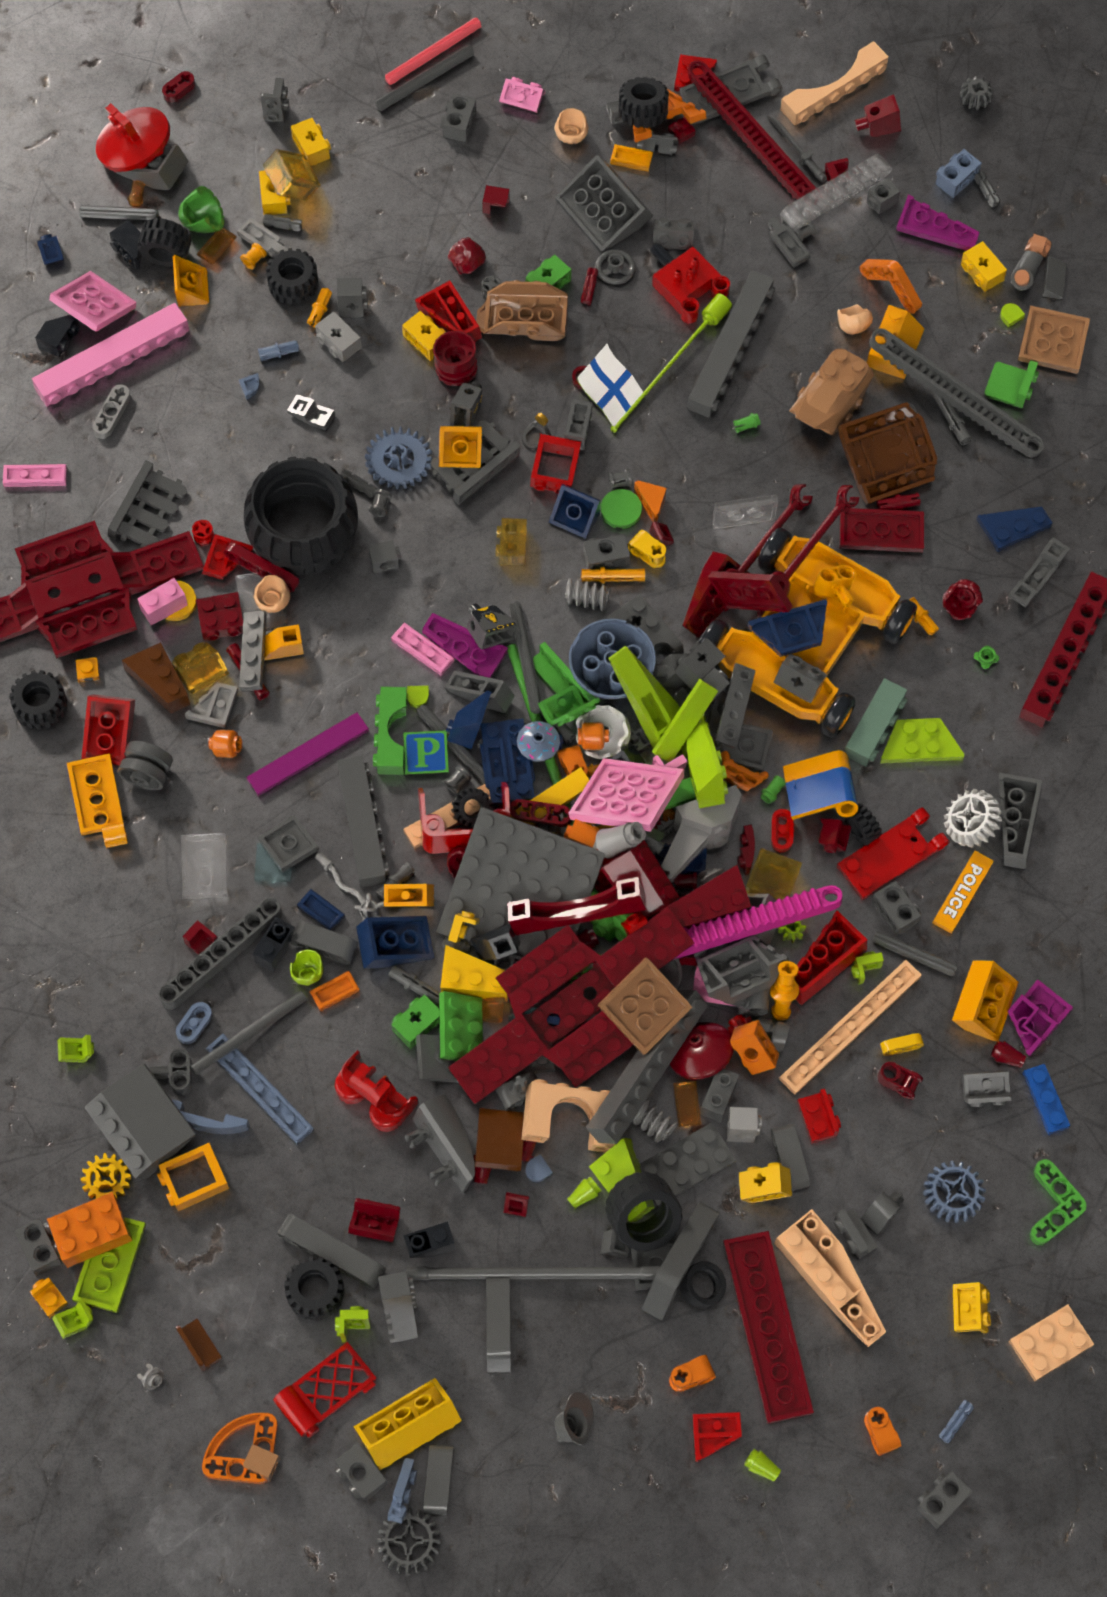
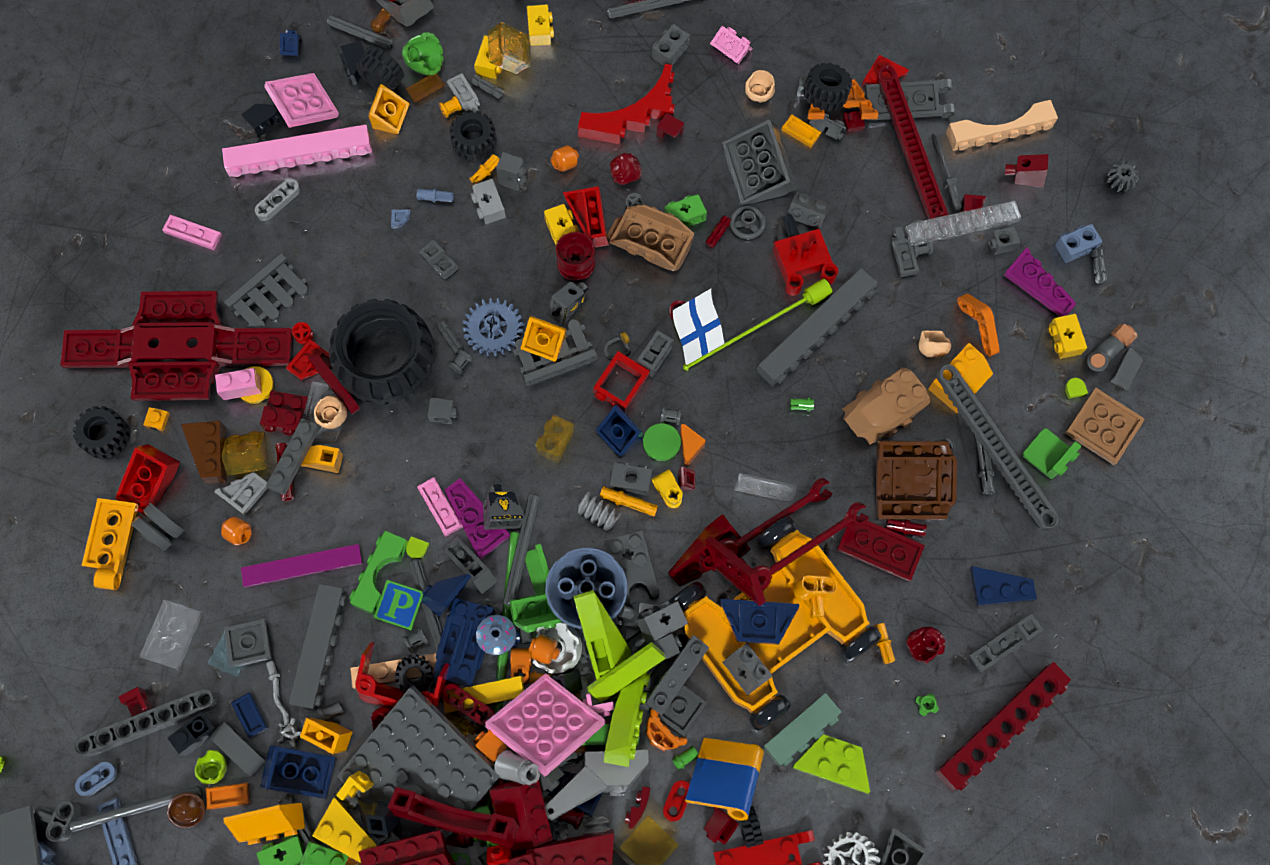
camera: 20 degrees right, 5 degrees up
(301, 1014) = (185, 810): none -> reddish brown hat
(389, 991) = (266, 823): none -> light orange slope
(398, 267) = (564, 158): none -> orange head
(434, 217) = (613, 125): none -> red arch

